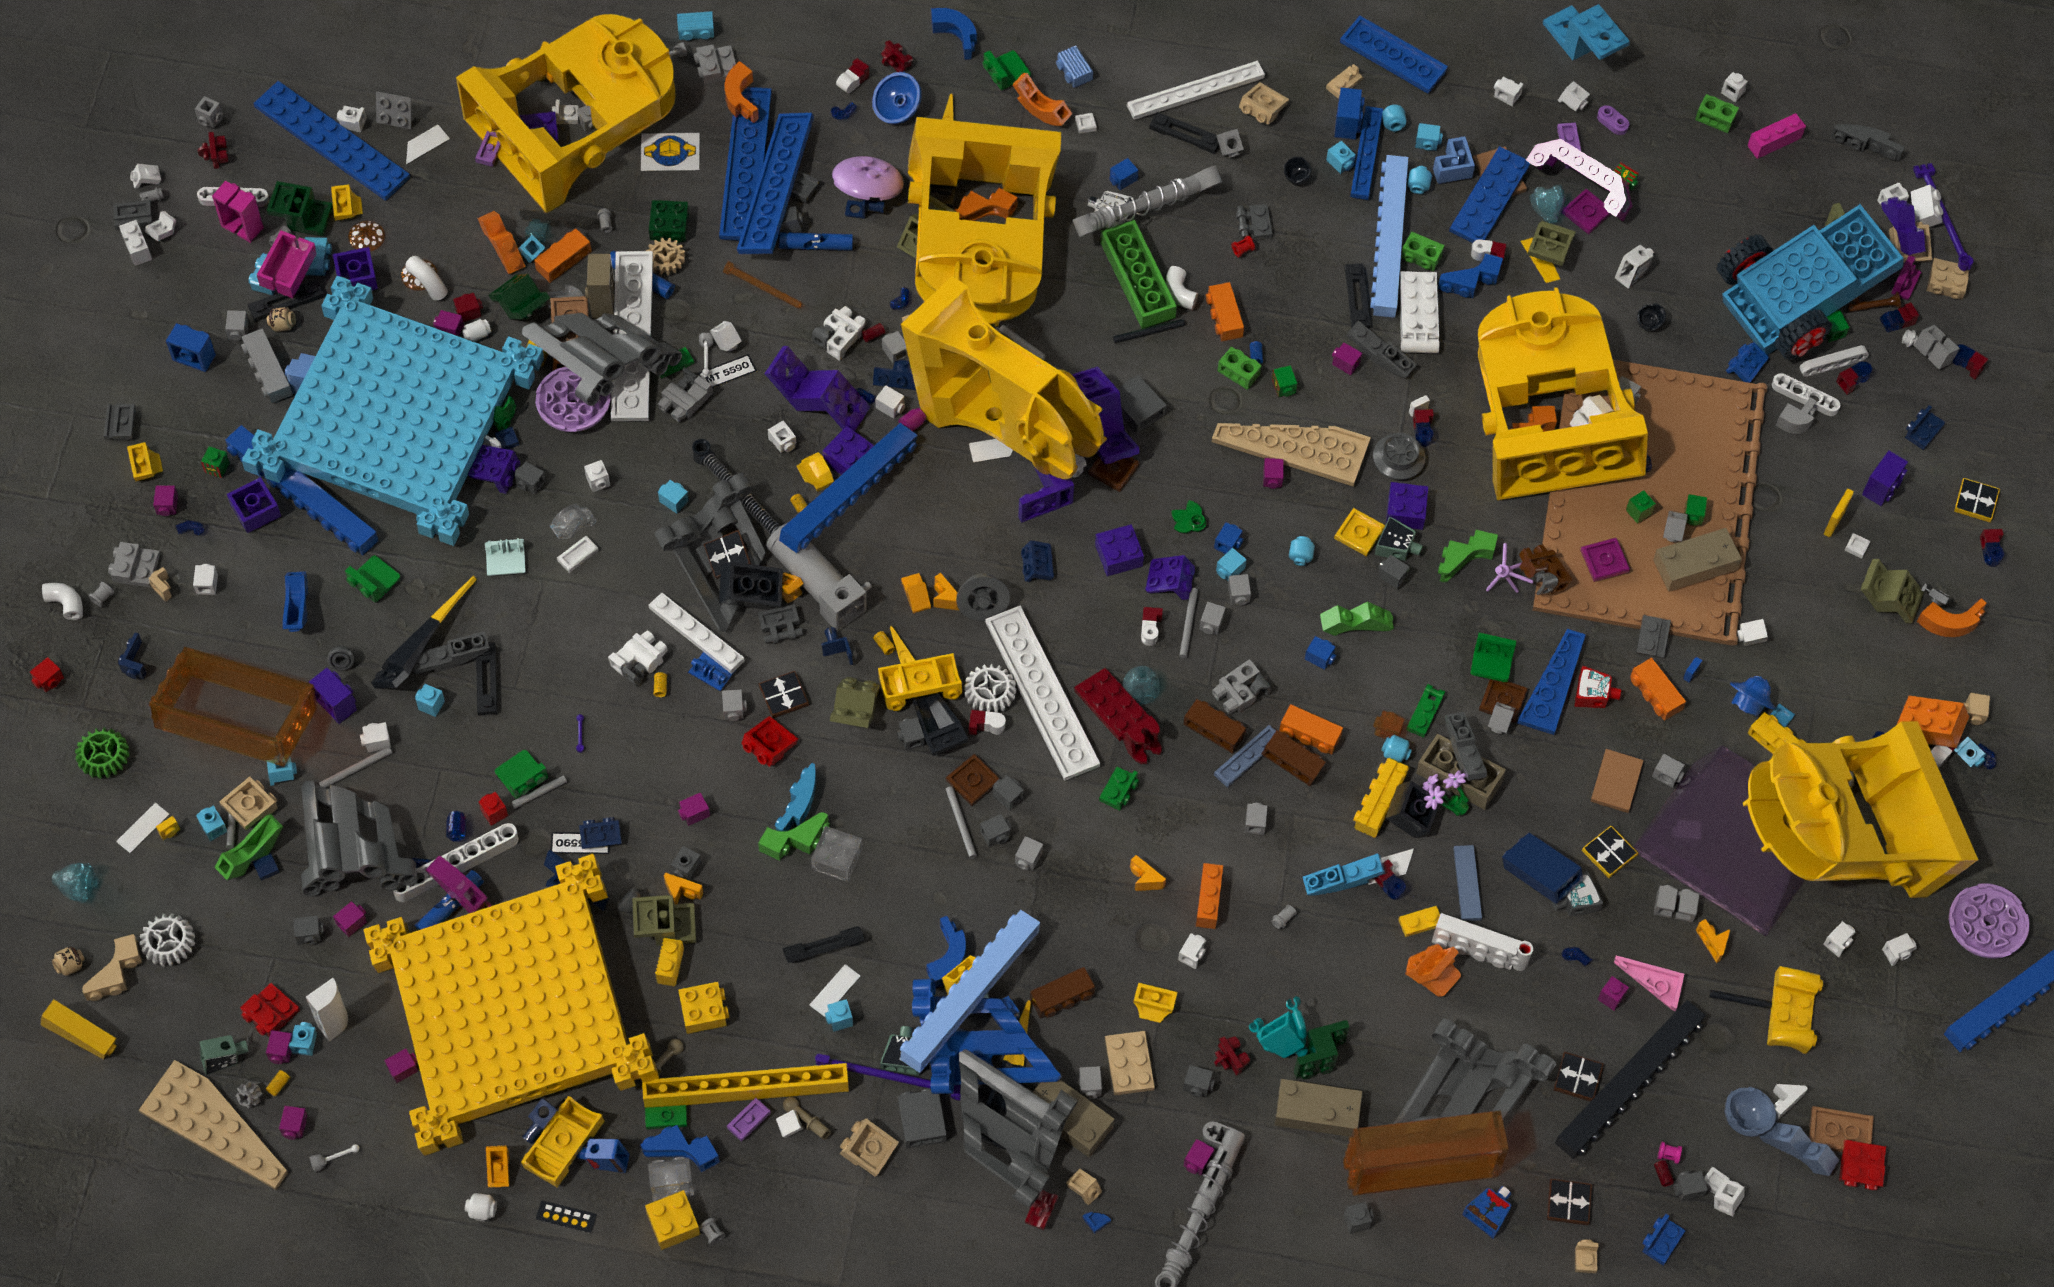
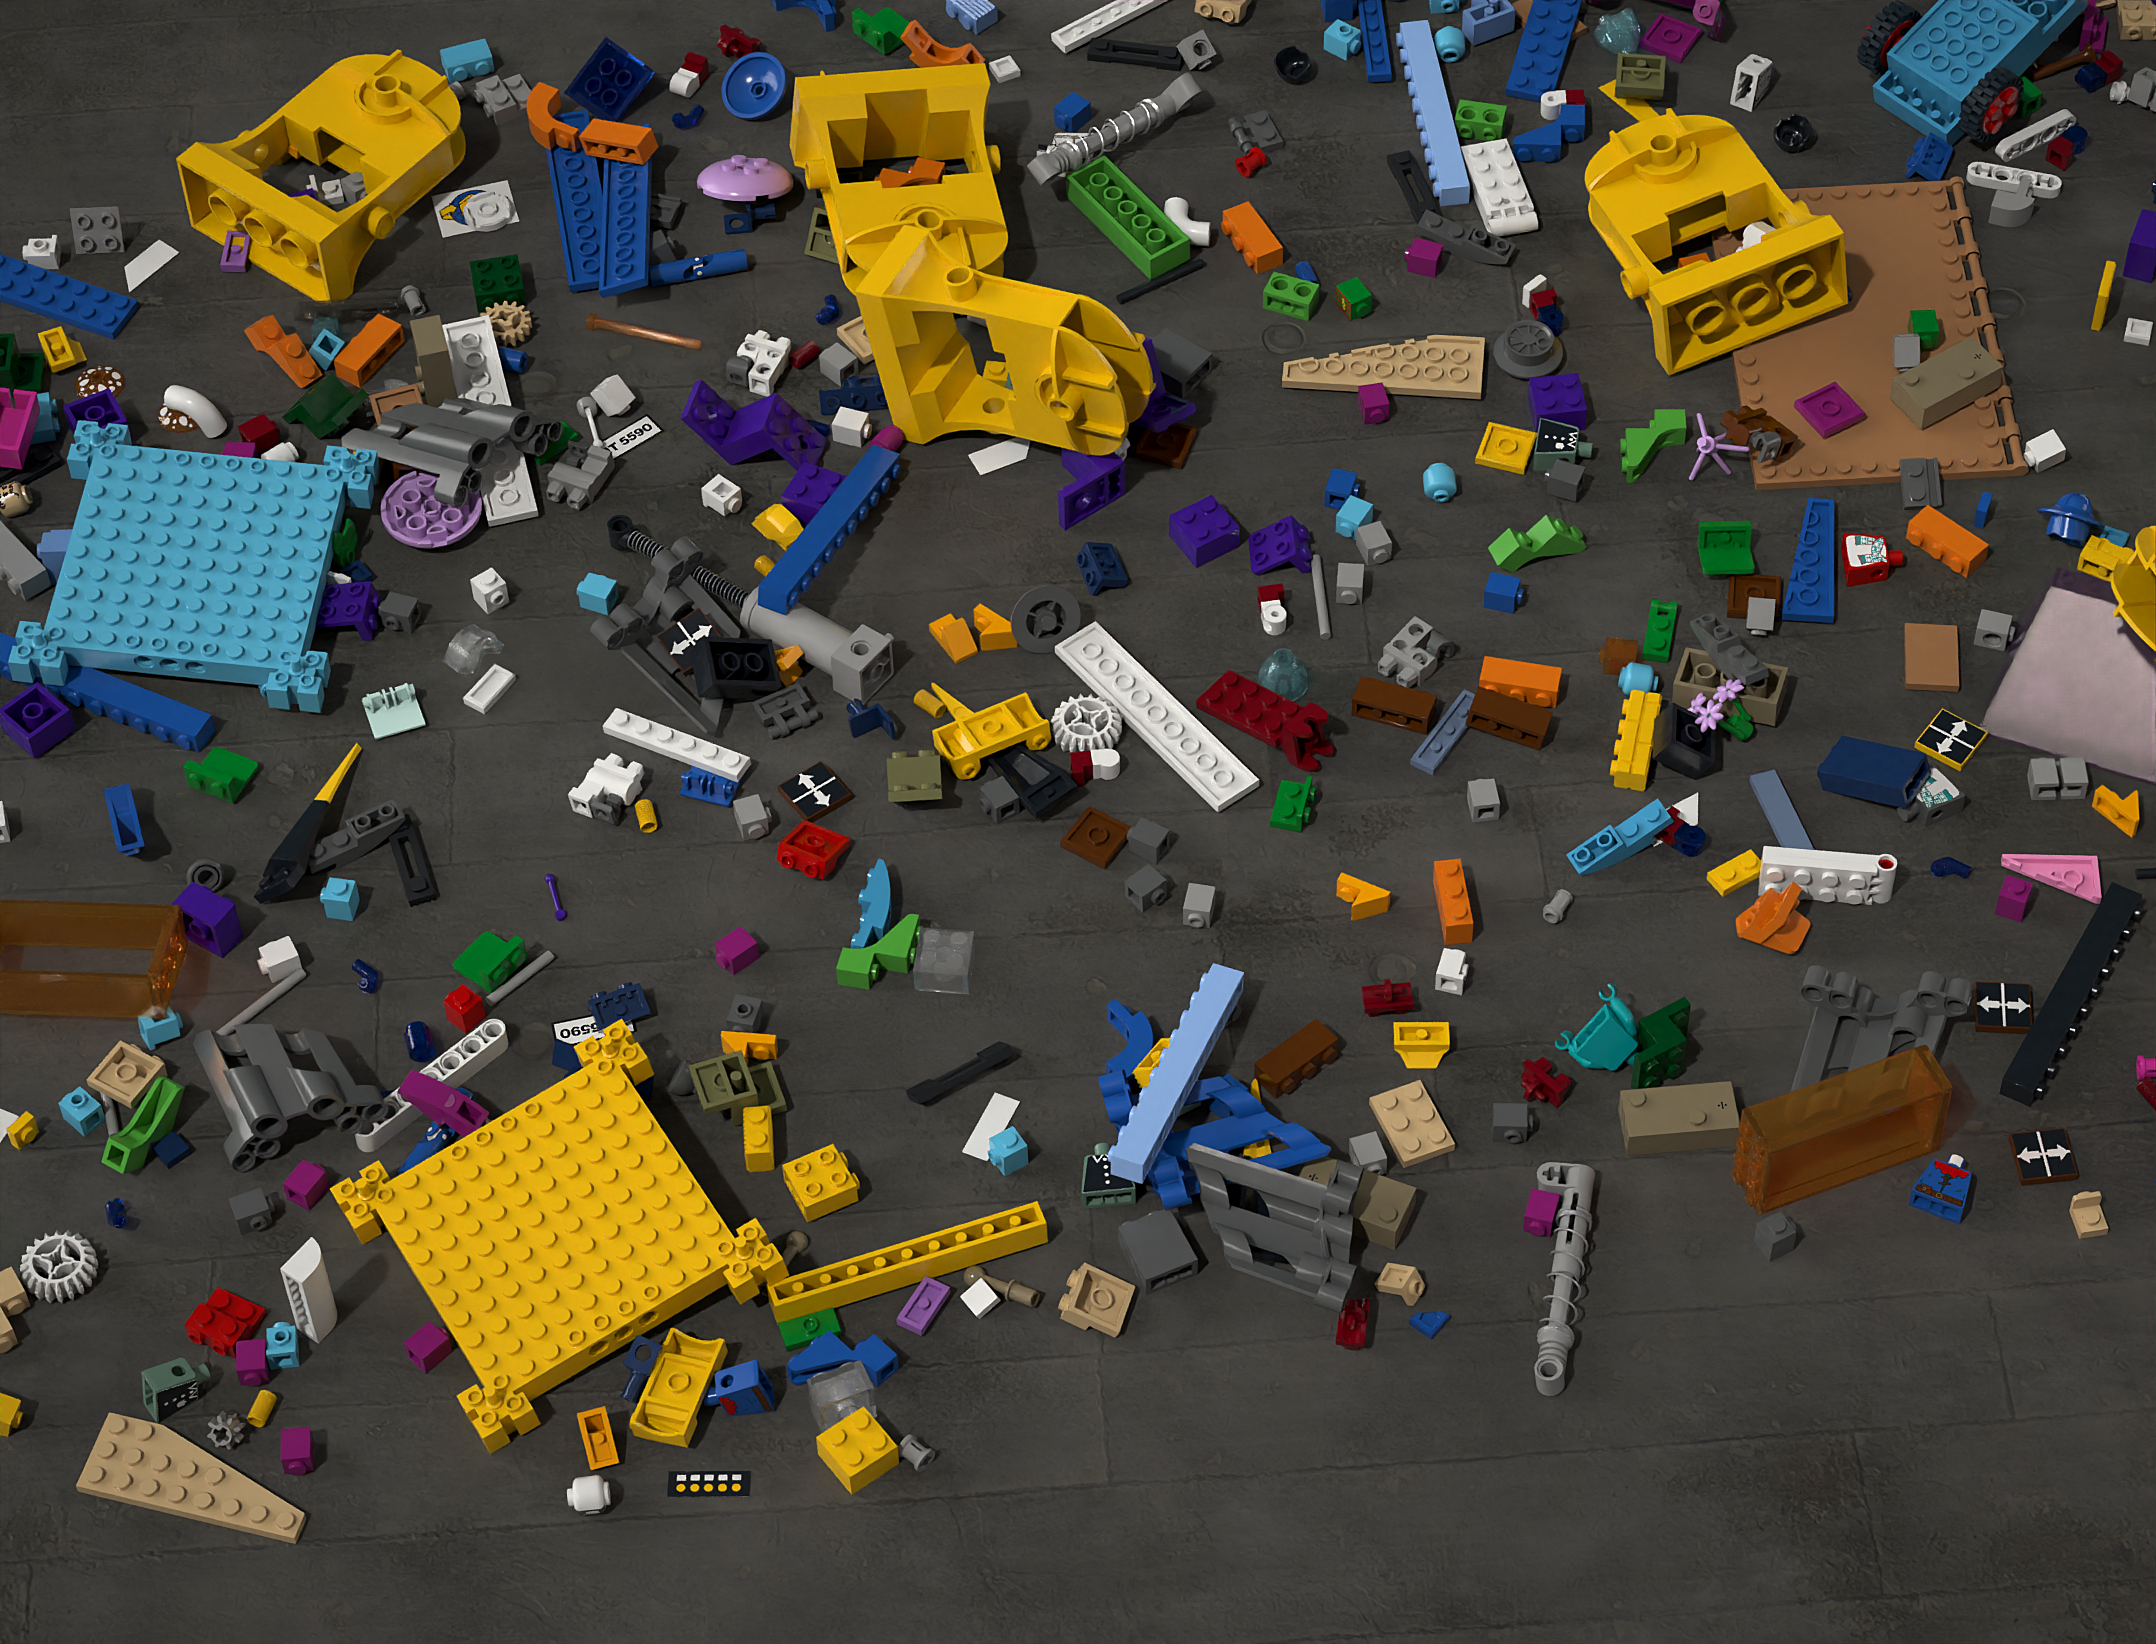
camera: 10 degrees left, 10 degrees down
(213, 908) = (112, 1210): none -> clear blue arm
(319, 1161) = (346, 1493): hinge -> none
(435, 764) = (368, 975): none -> clear blue arm
(677, 157) = (487, 211): none -> white tile
(784, 125) = (618, 141): none -> orange brick
(793, 69) = (609, 82): none -> clear blue slope
(821, 1059) = (1193, 1211): dark purple hinge -> none
(961, 822) = (1097, 890): light grey bar -> none
(1140, 961) = (1387, 998): none -> dark red hips
(1186, 518) = (1282, 479): green plate -> none
(1640, 506) = (1854, 339): green brick -> none

